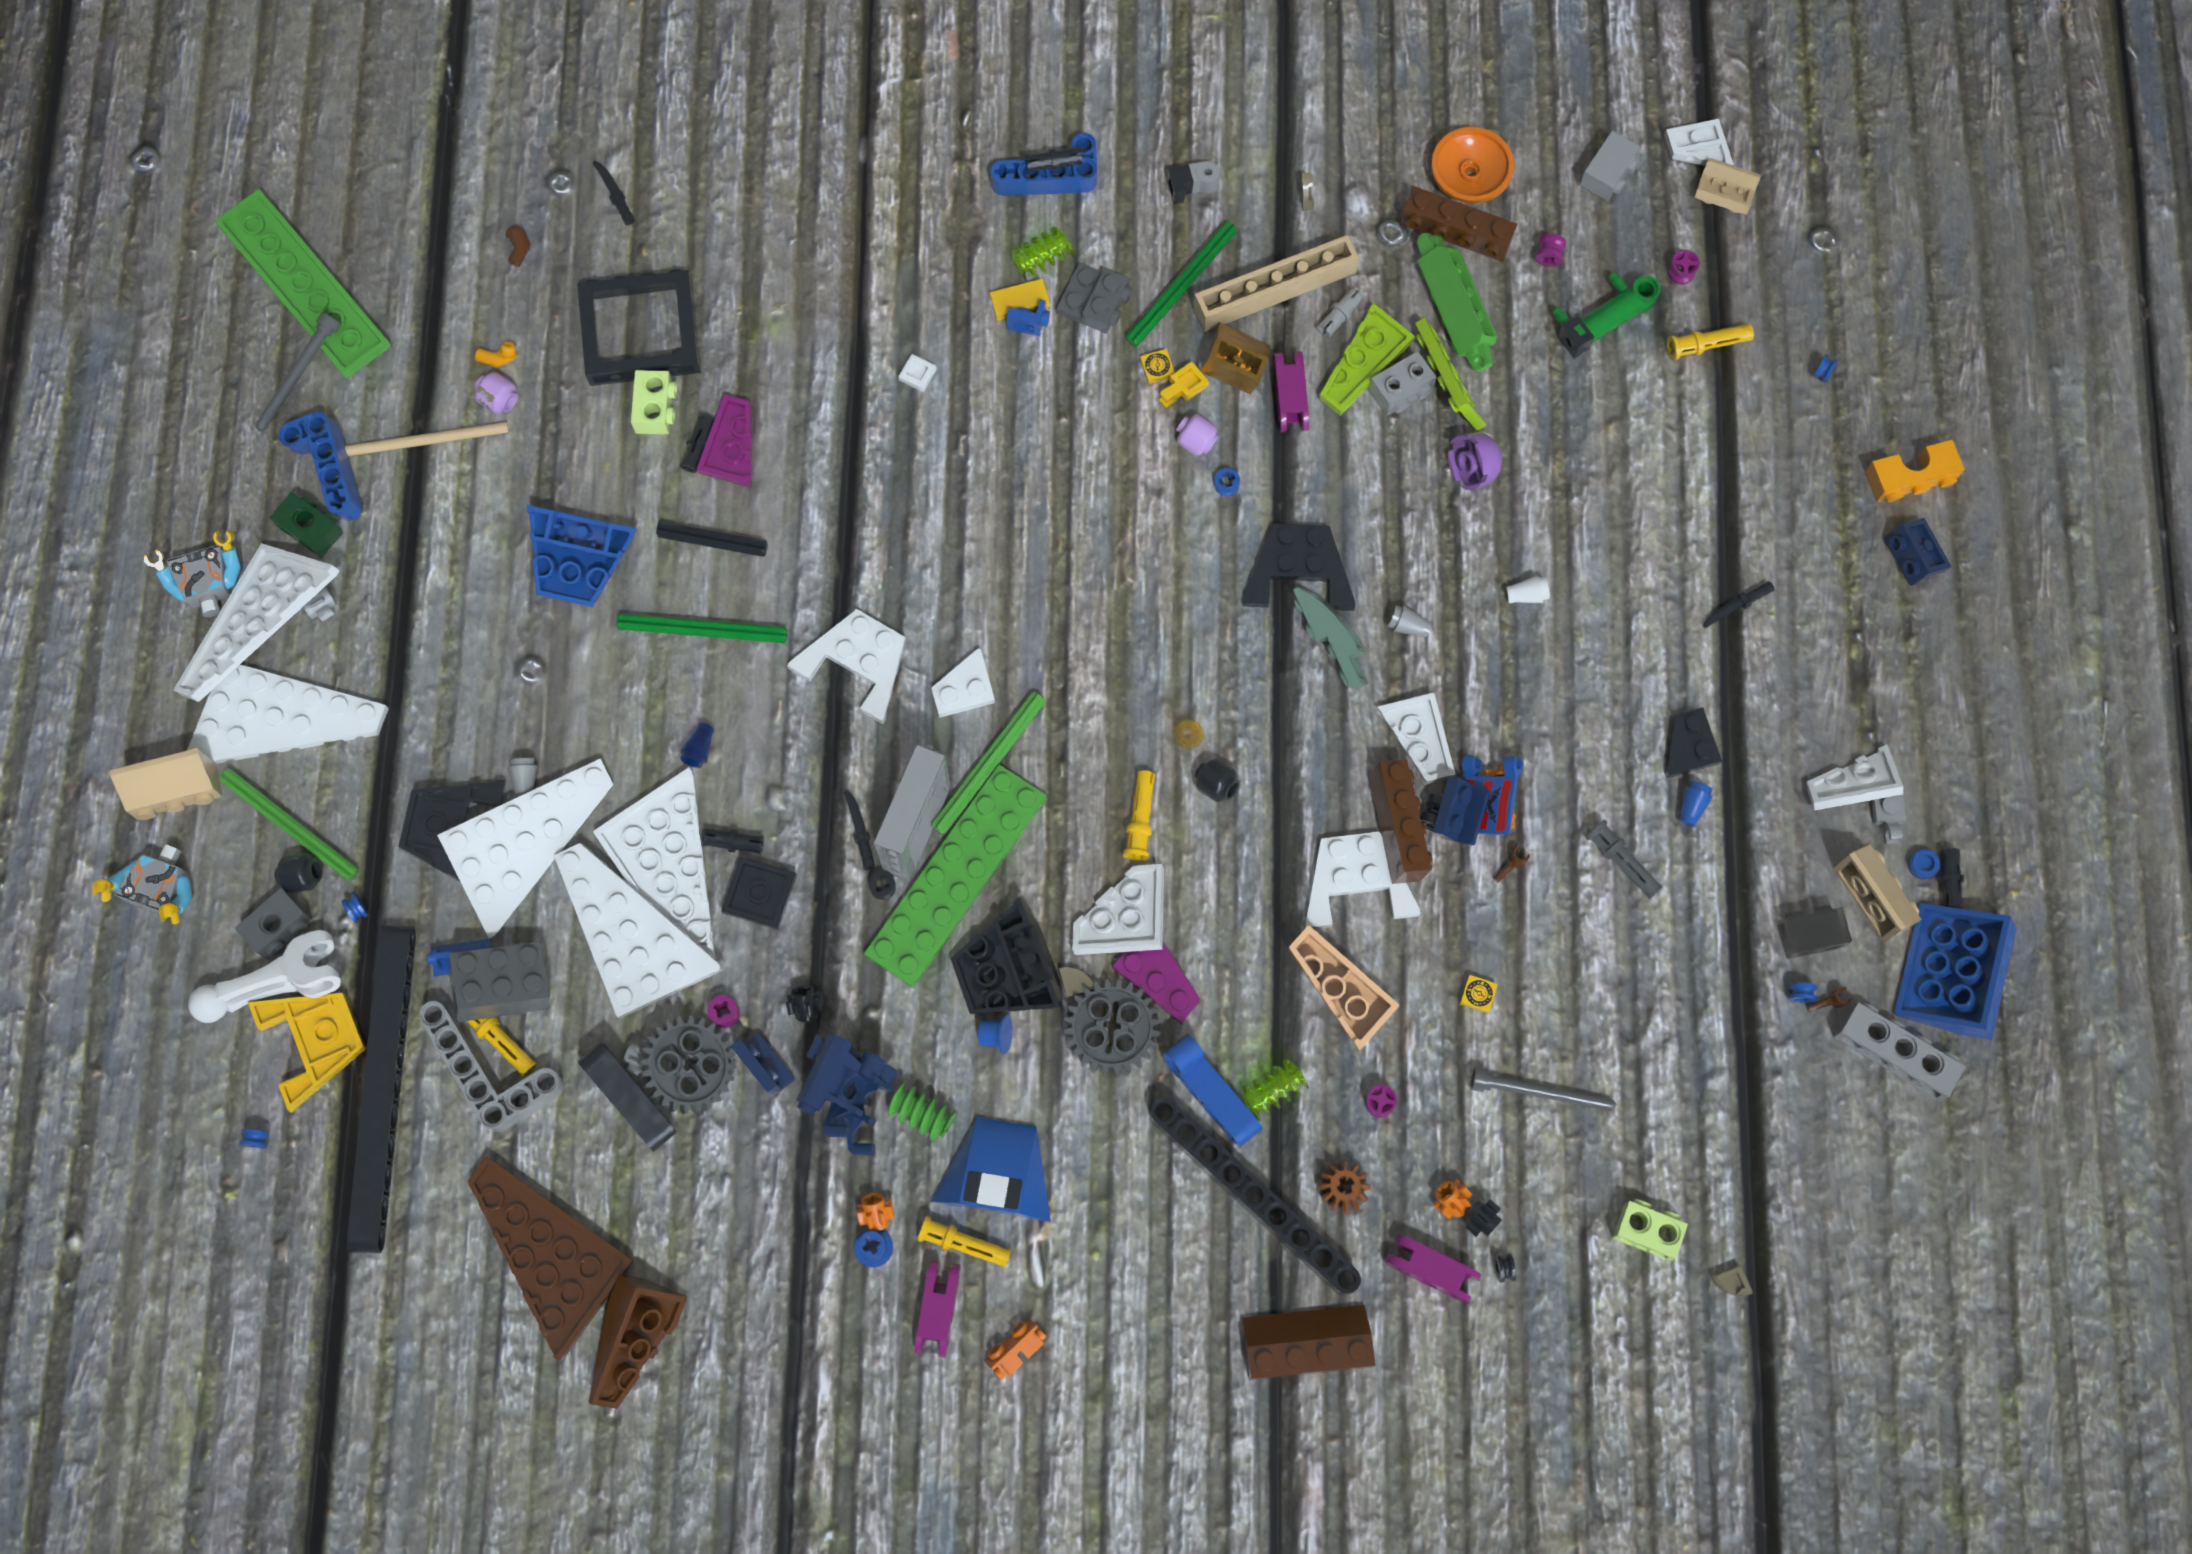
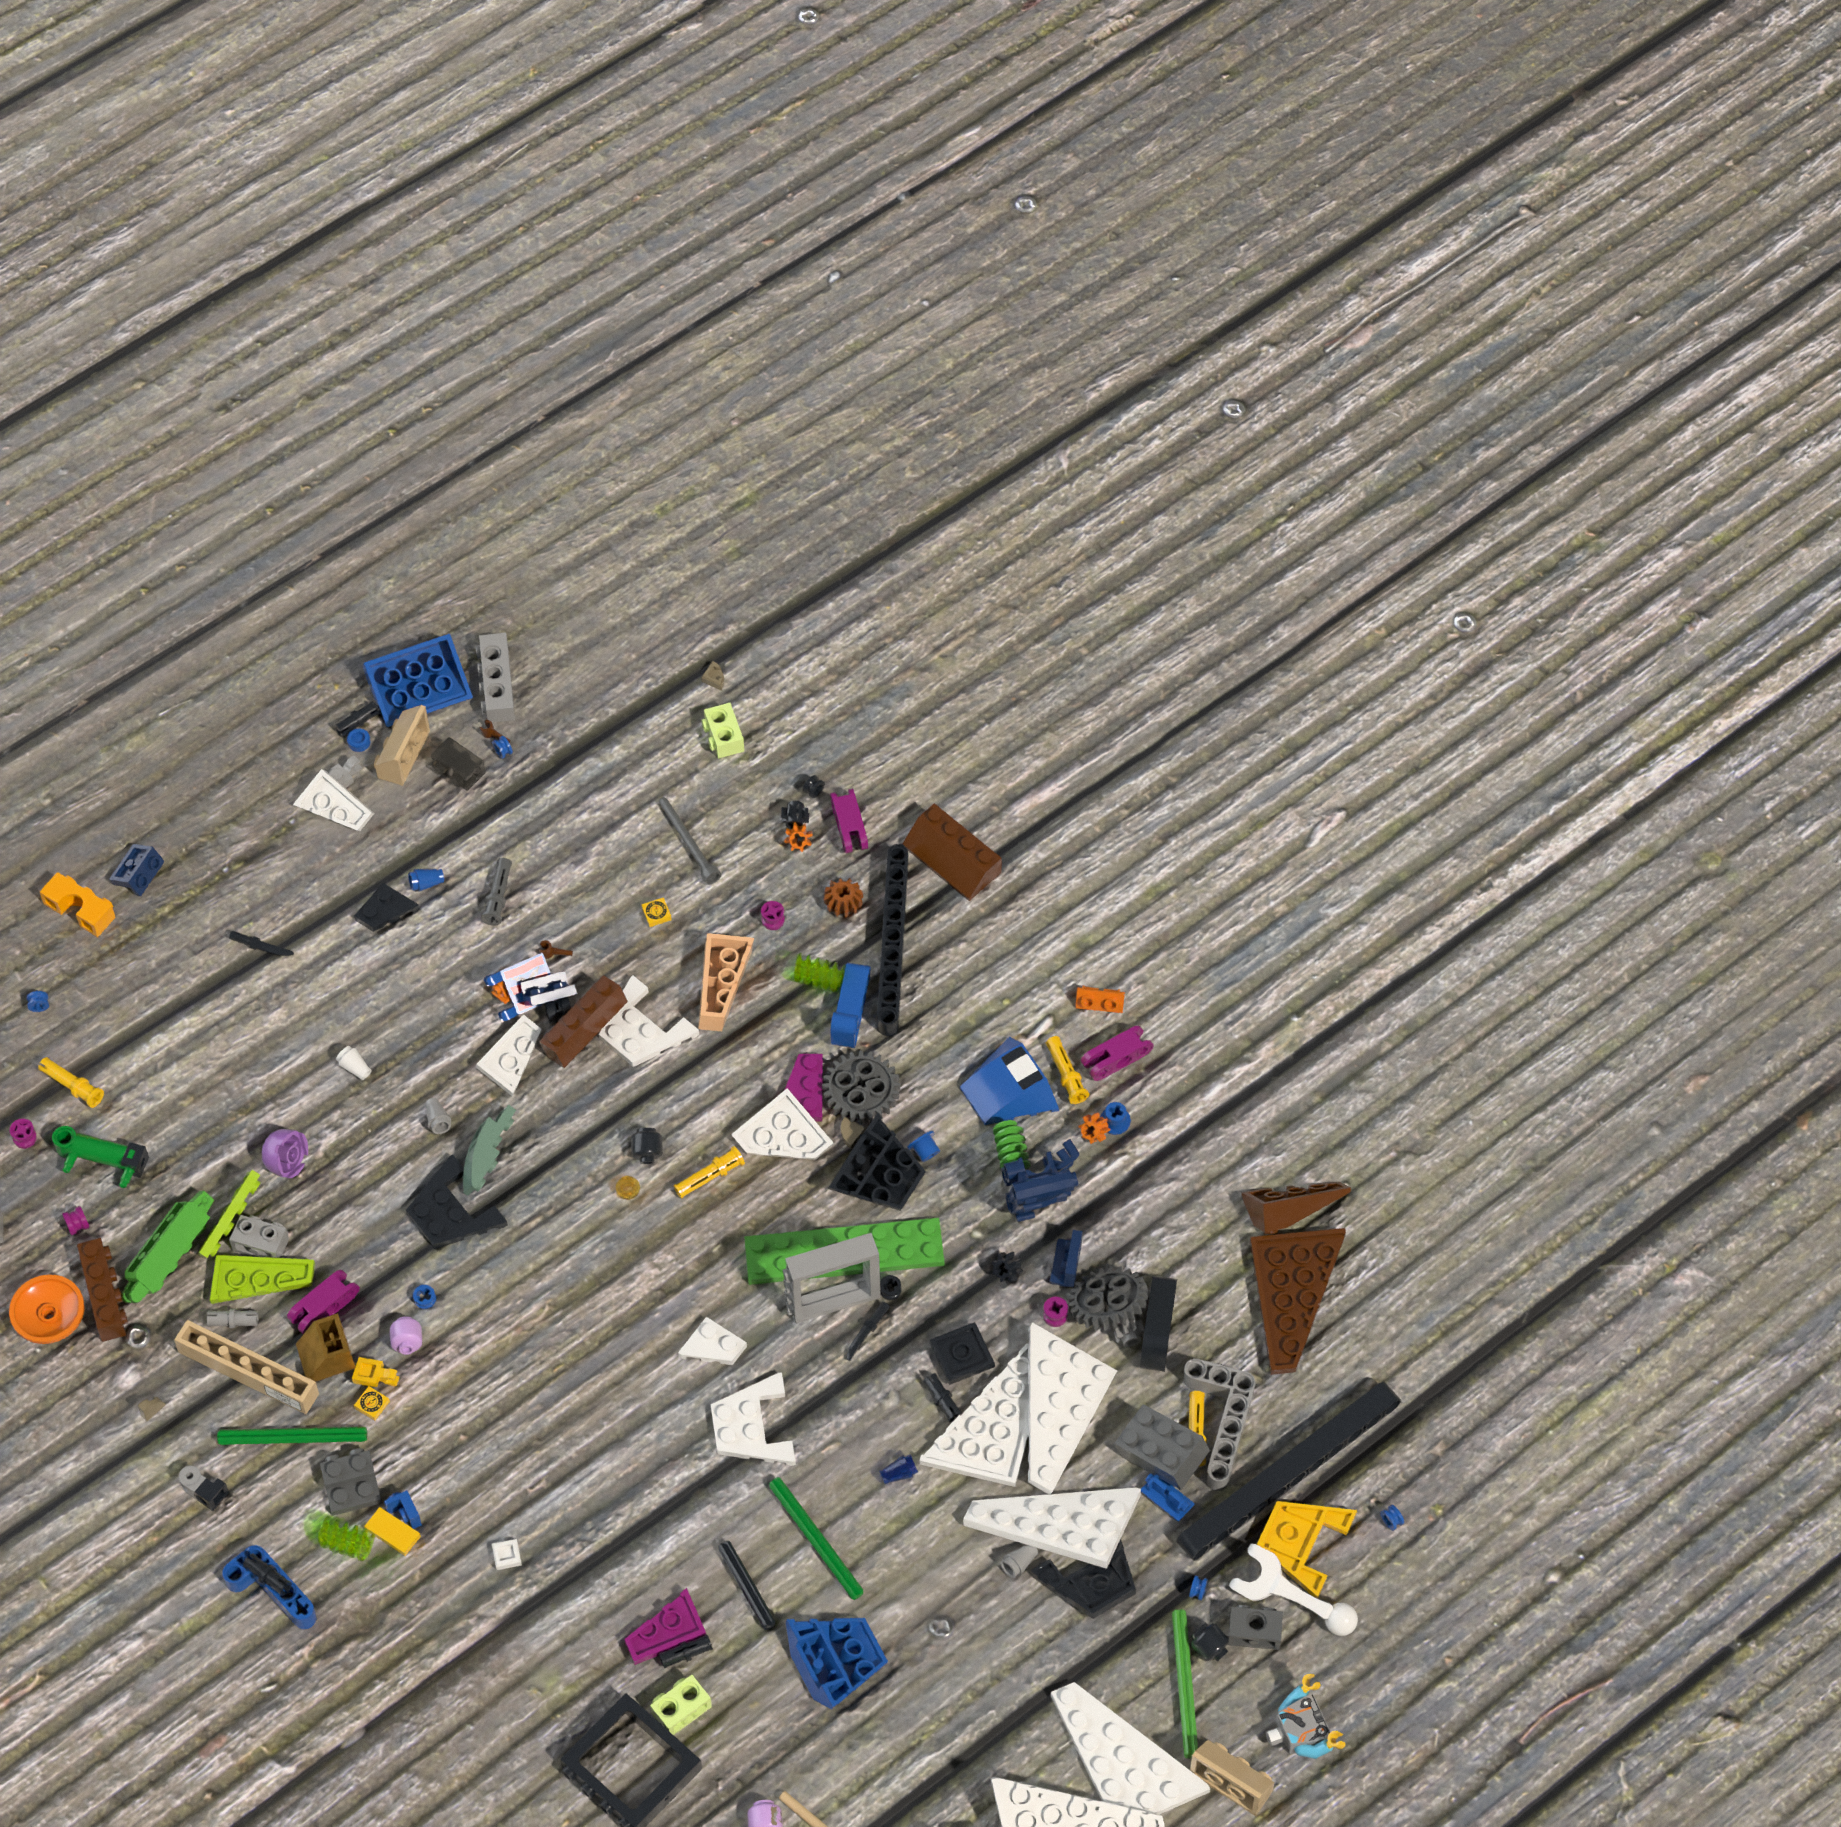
camera: 130 degrees left, 15 degrees down
(988, 763) = (746, 1289): bright green axle -> none

